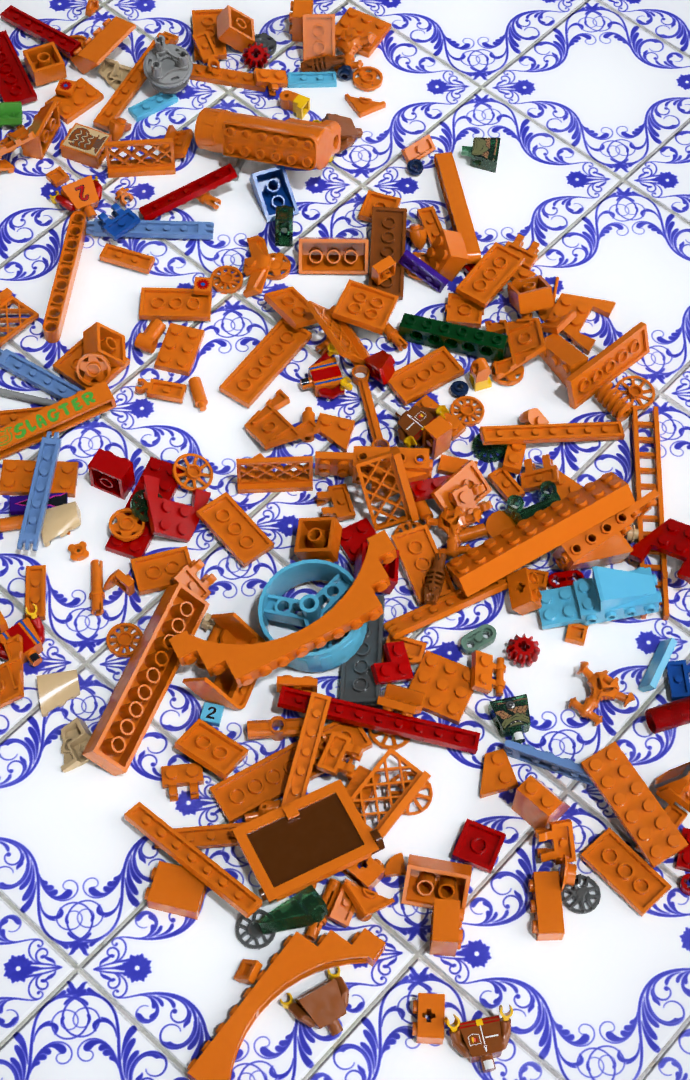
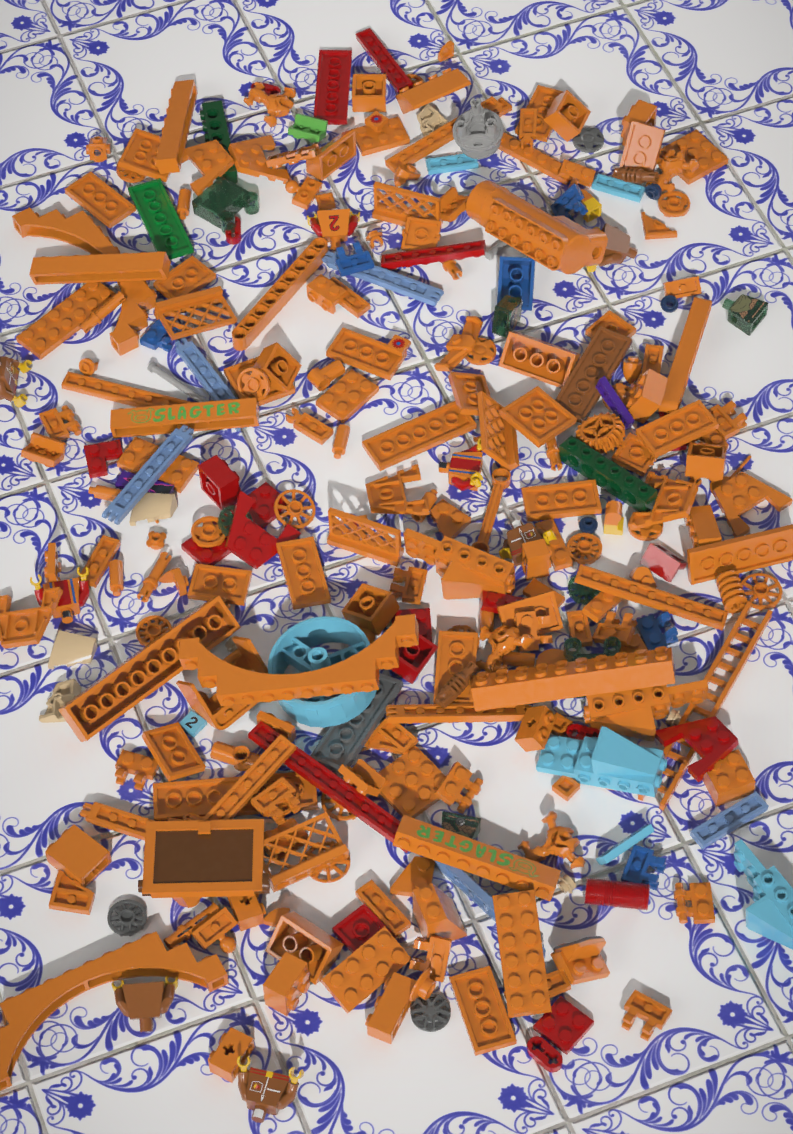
camera: 30 degrees right, 5 degrees down
(35, 174) = (306, 193): none -> orange plate
(60, 601) = (116, 576): none -> orange cylinder
(85, 145) = (361, 177): brick -> none
(108, 261) = (325, 293): none -> orange bracket
(164, 177) = (420, 234): none -> orange plate
(188, 577) = (233, 599): orange plate -> none
(192, 932) = (70, 896): none -> orange wing
(193, 860) = (101, 834): orange plate -> none
(227, 279) = (427, 348): orange wheel -> none
(248, 971) = (98, 947): orange plate -> none
(249, 58) = (574, 147): red gear -> none
(279, 104) = (569, 200): none -> blue plate
(296, 912) = (164, 915): clear green slope -> none
(365, 900) = (233, 934): orange tile -> none
(381, 366) = (522, 476): red slope -> none
(383, 270) = (574, 388): orange piece -> none
(397, 665) = (374, 749): red plate -> none
(401, 481) = (471, 584): orange fence -> none
(432, 293) = (602, 432): none -> orange gear
(477, 640) = (469, 754): sand green plate -> none
(485, 814) = (383, 908): none -> orange plate
(504, 881) = (365, 969): none -> orange plate
(527, 656) = (504, 780): red gear -> none
(541, 397) = (662, 561): none -> panel
(544, 732) = (476, 857): none -> orange brick
(557, 323) = (717, 497): orange tile -> none
(569, 466) = (651, 634): none -> blue plate
(629, 722) = (566, 884): none -> tan plate

